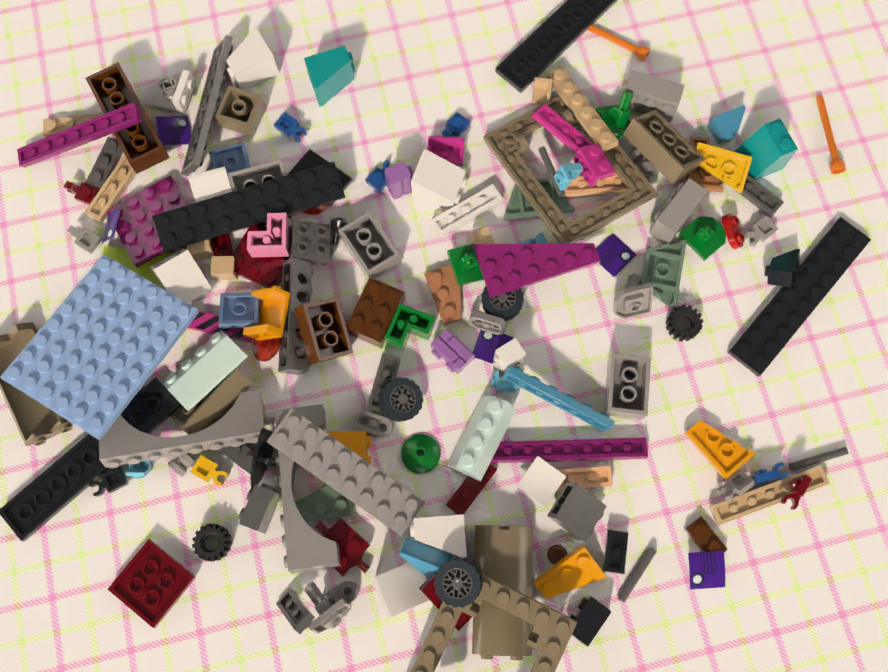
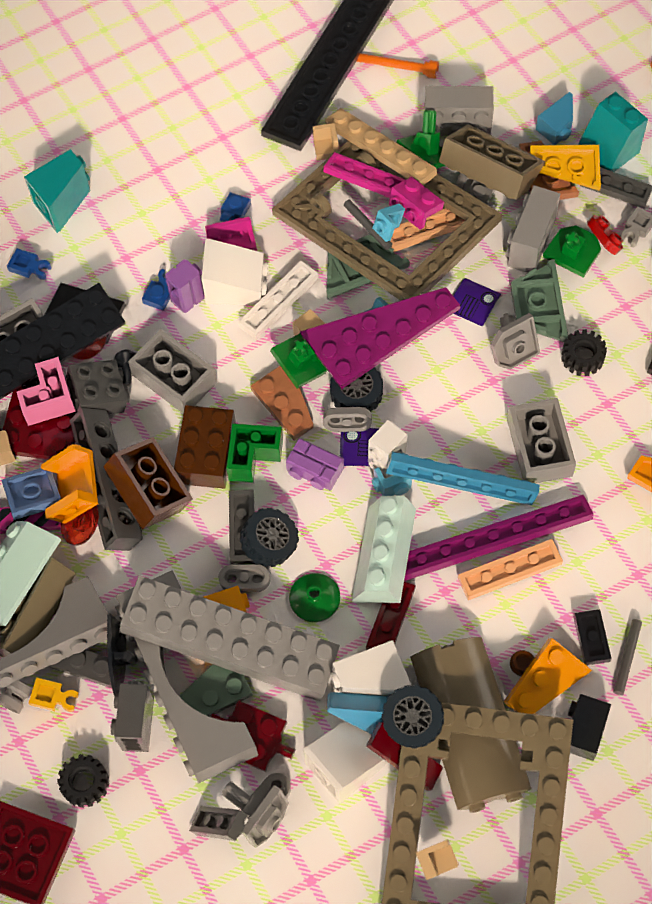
camera: 15 degrees left, 10 degrees down
(541, 481) = (474, 580): white sticker -> none
(577, 511) = (529, 601): dark grey brick -> none

